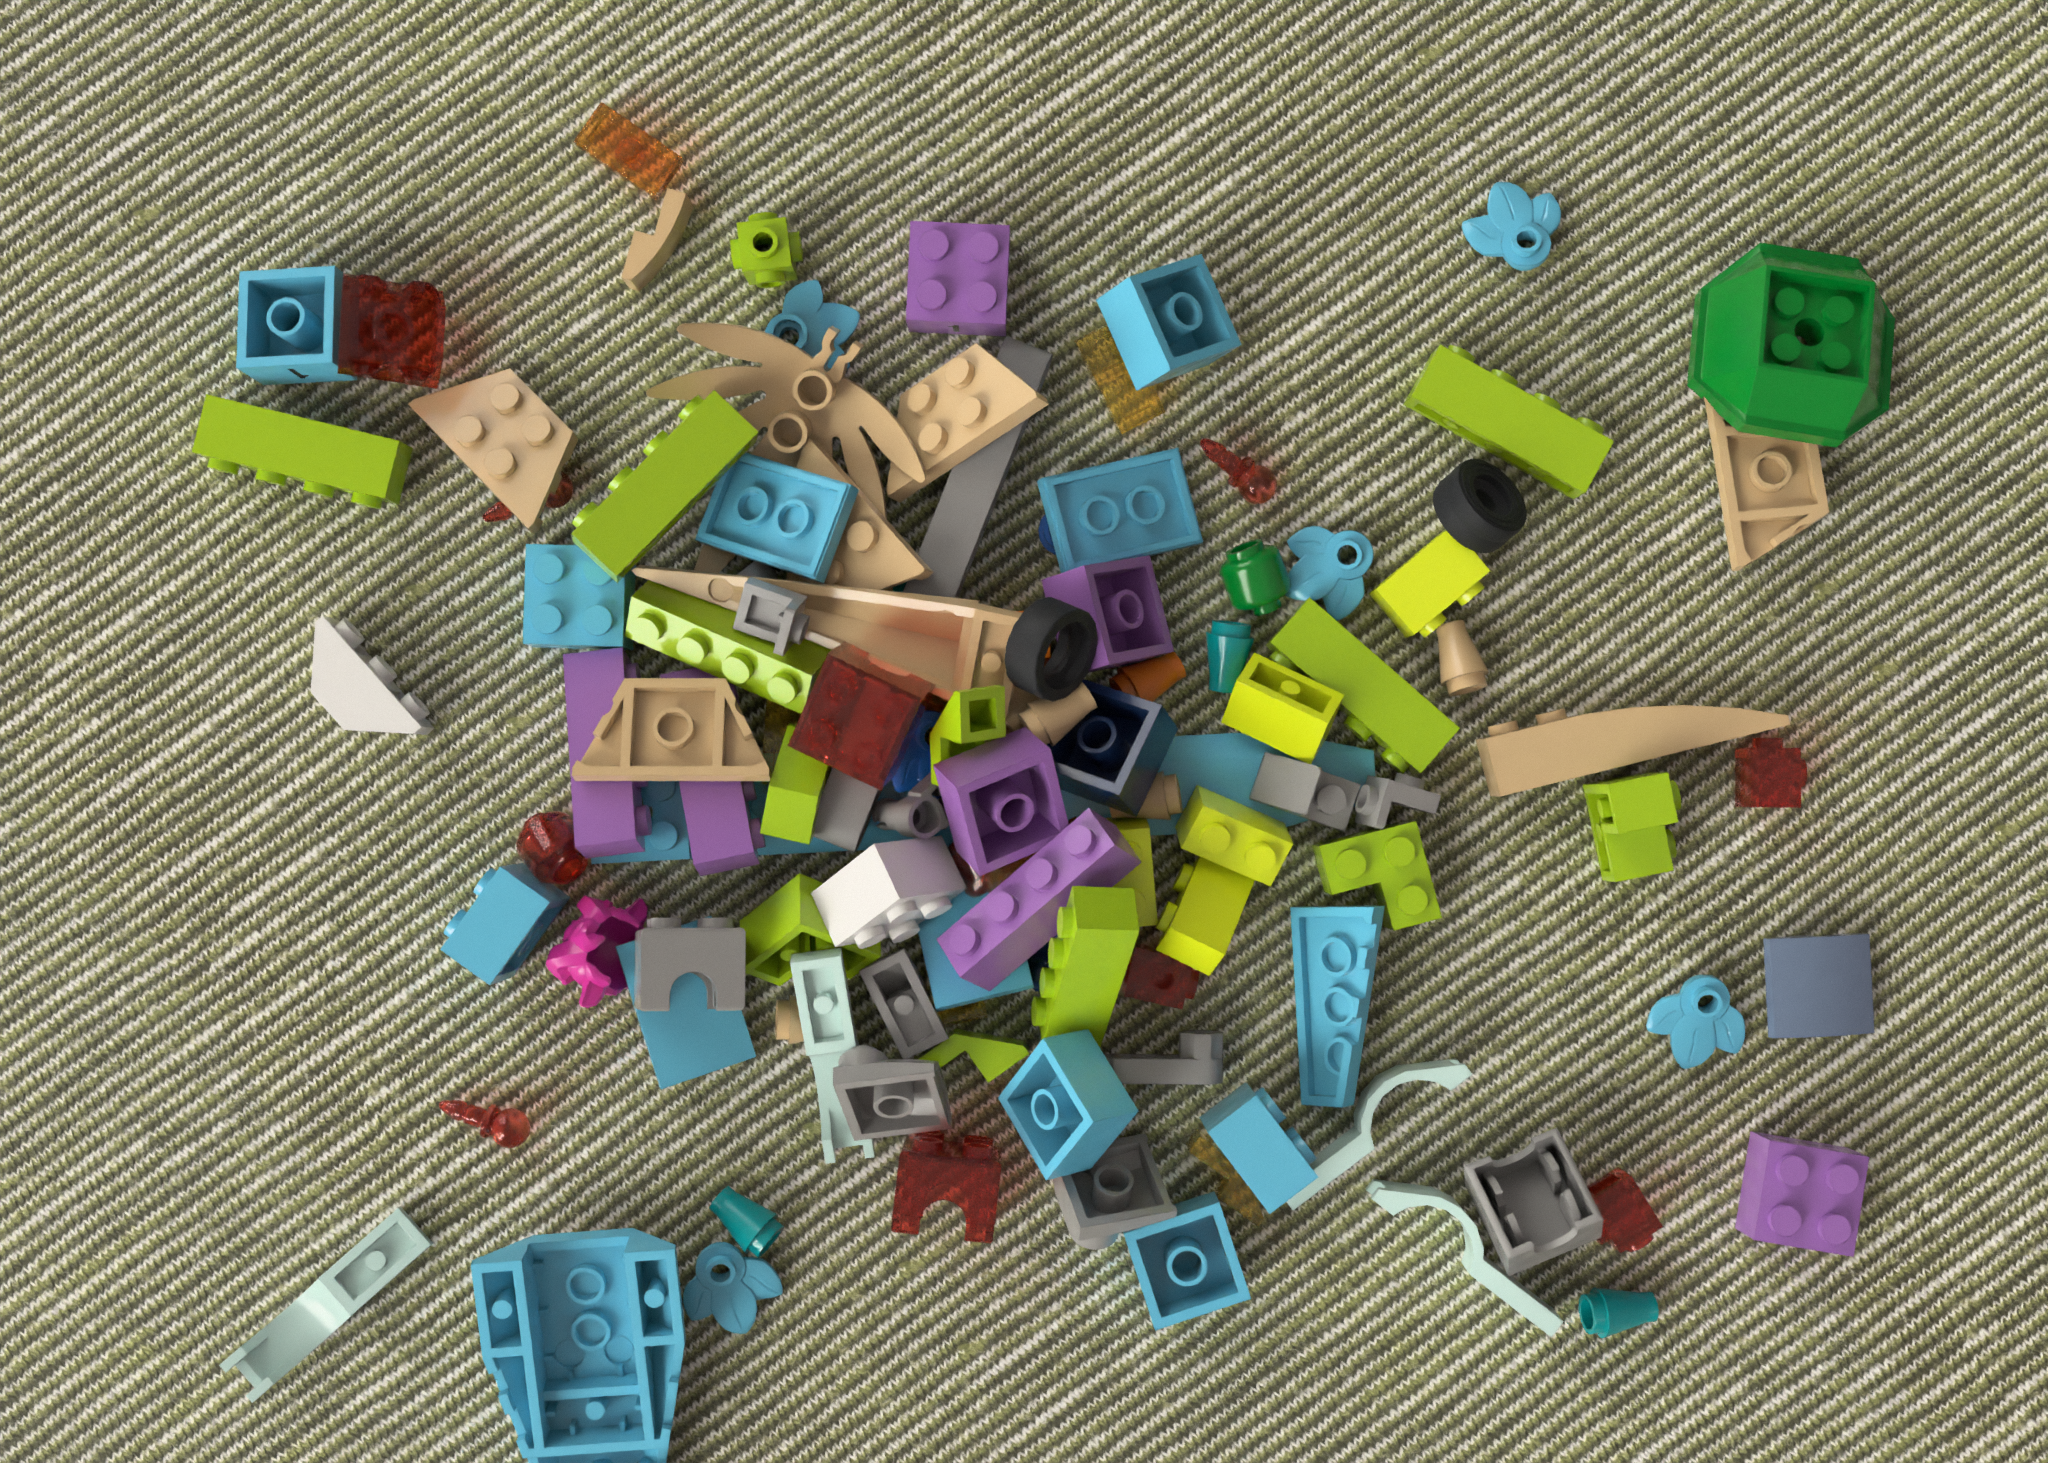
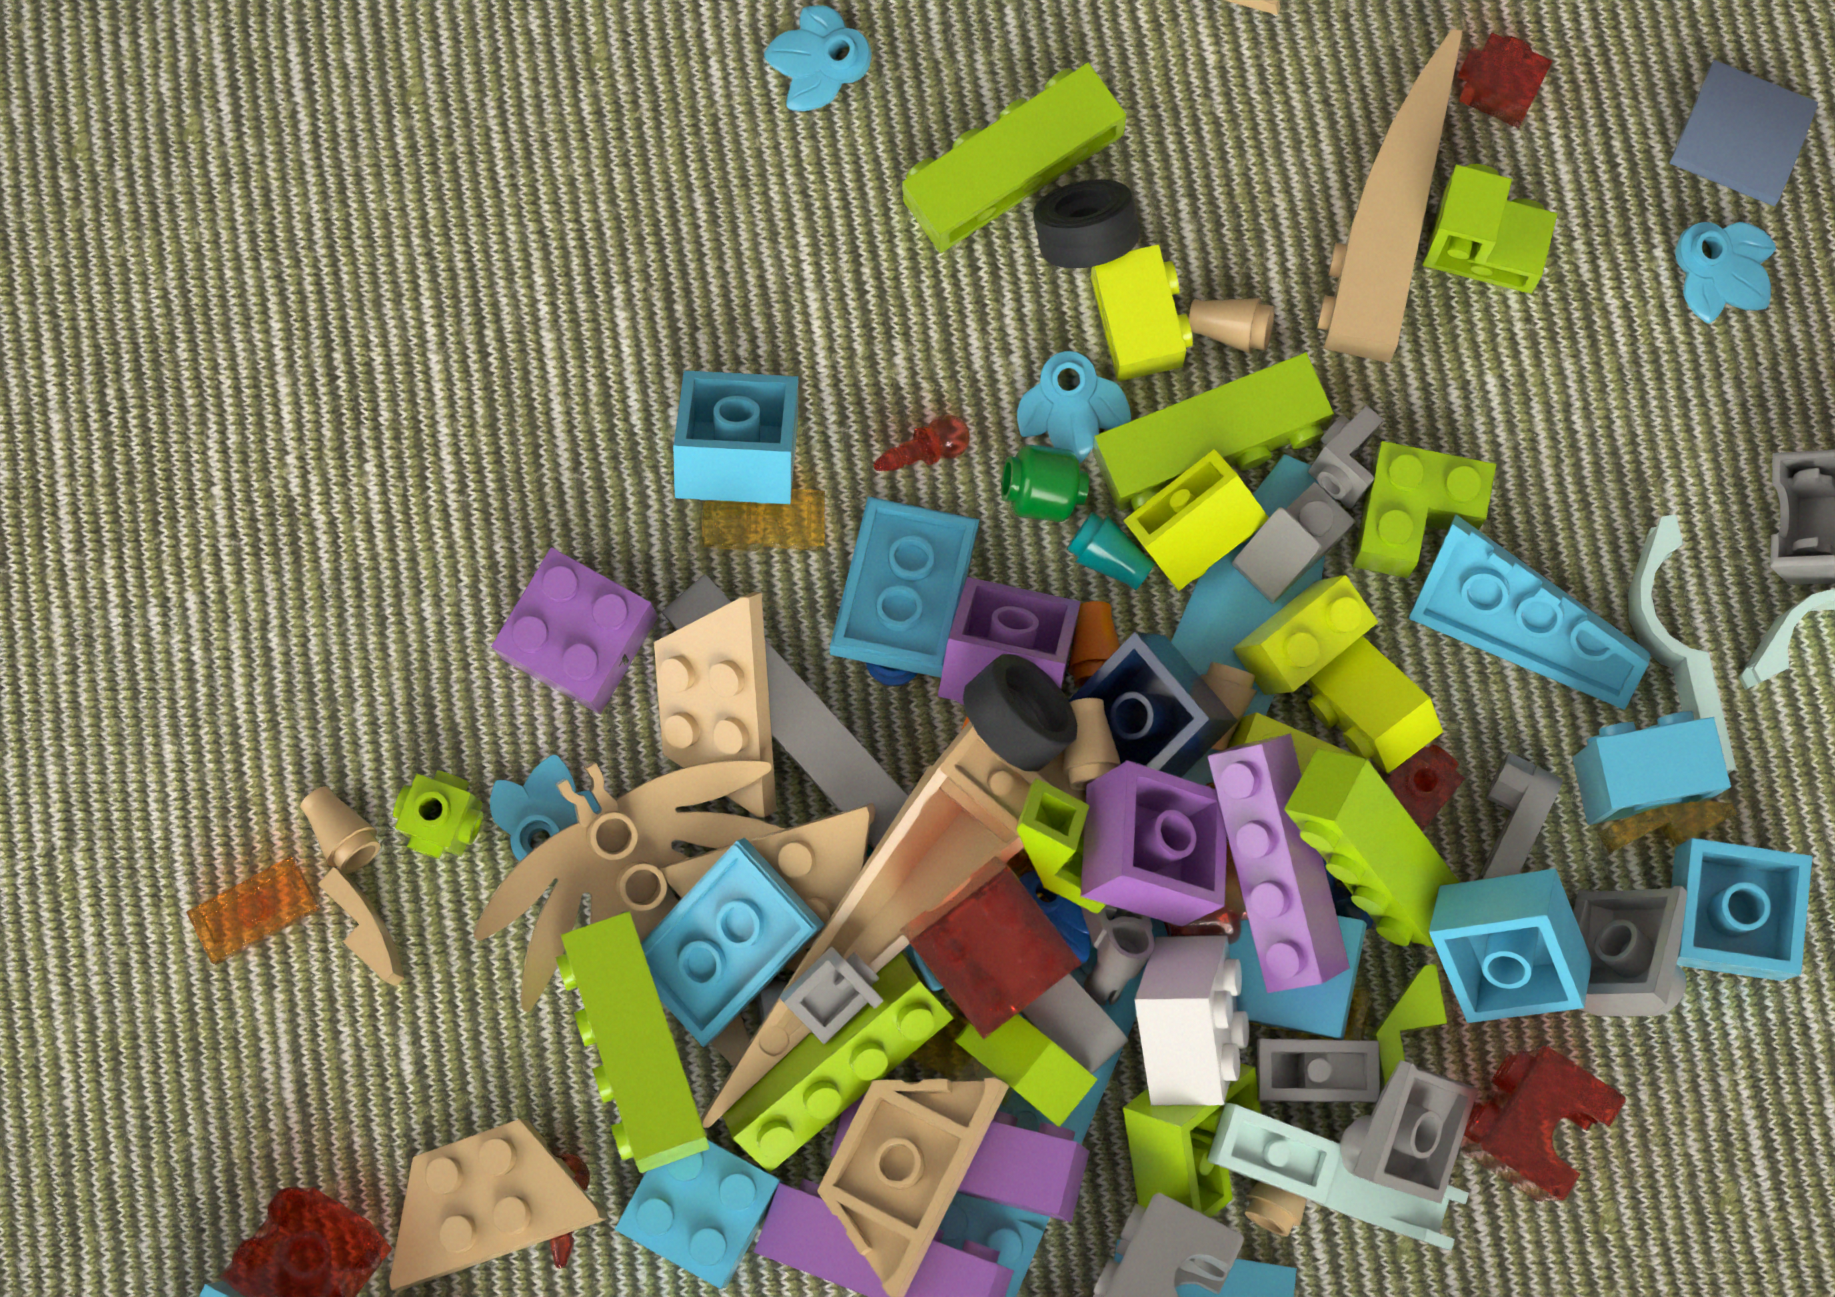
camera: 55 degrees left, 10 degrees down
(719, 184) = (341, 833): none -> tan cone

